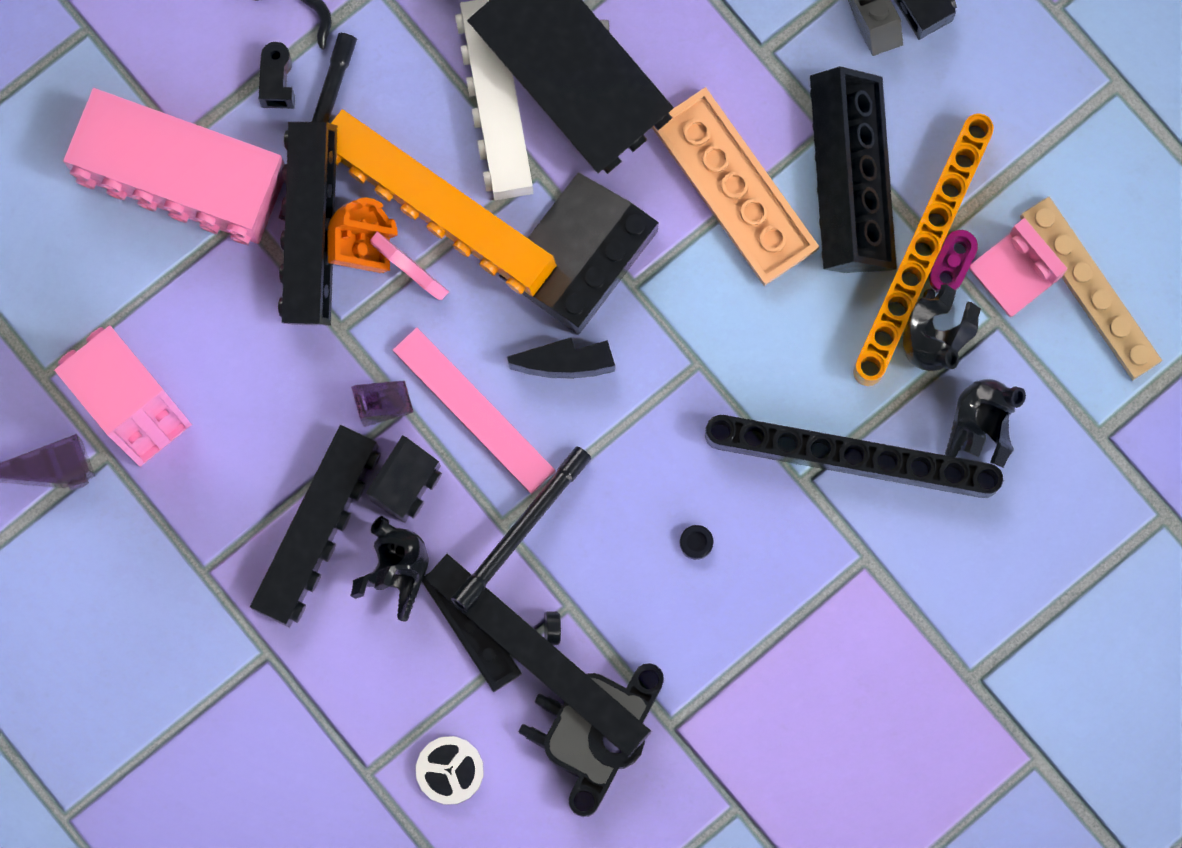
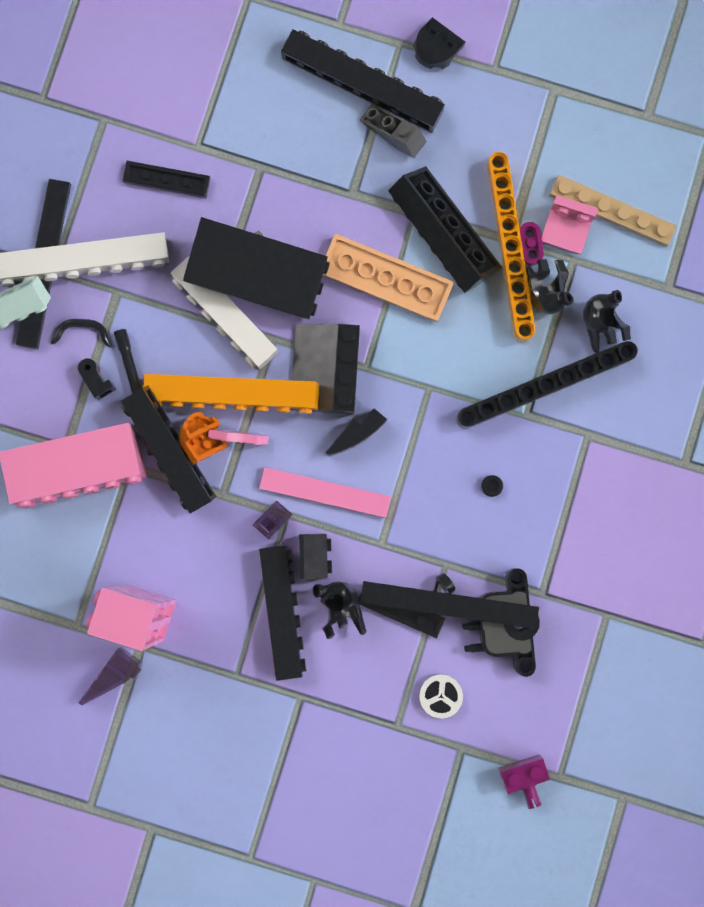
camera: 30 degrees left, 5 degrees up
(477, 582) = (391, 587): black piece -> none

